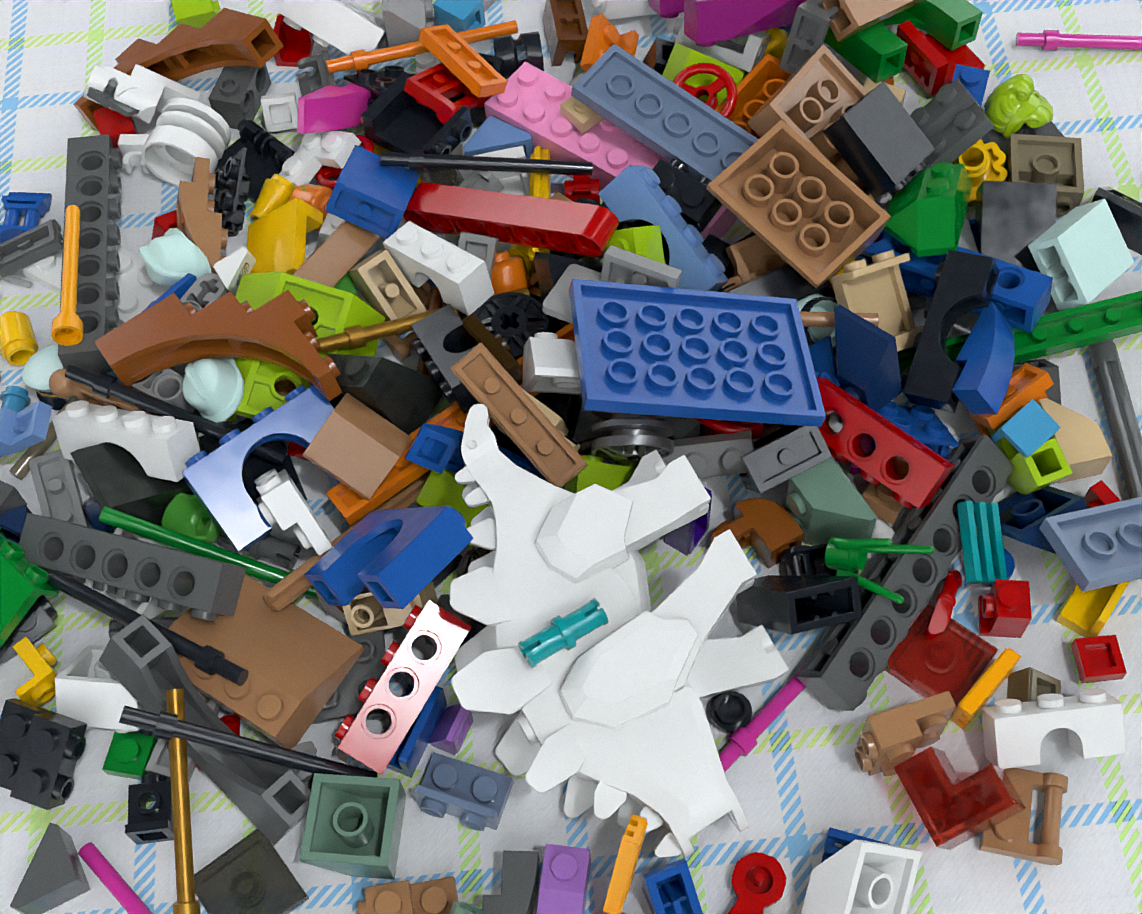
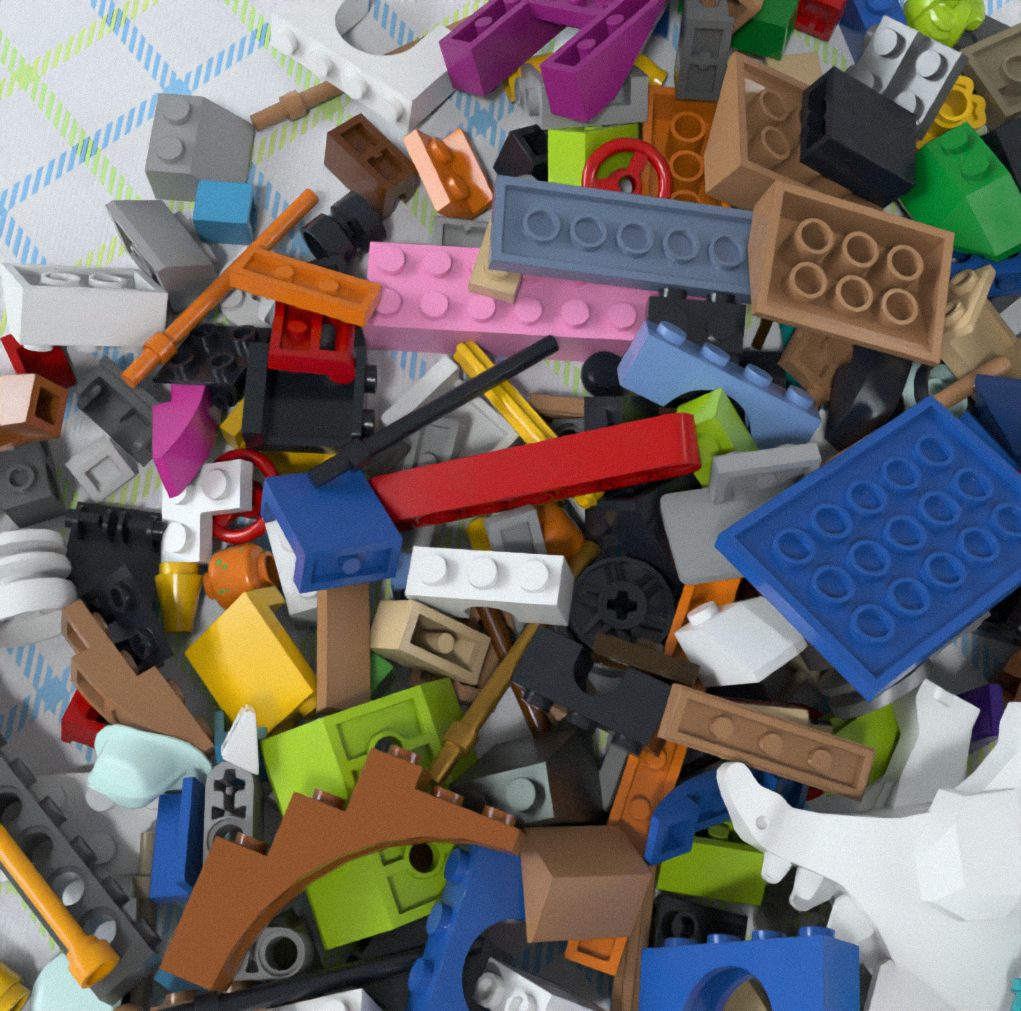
camera: 40 degrees left, 10 degrees up
(213, 387) = (341, 917): light aqua piece -> none
(496, 136) = (404, 361): medium blue slope -> none
(582, 187) = (553, 375): red gear -> none

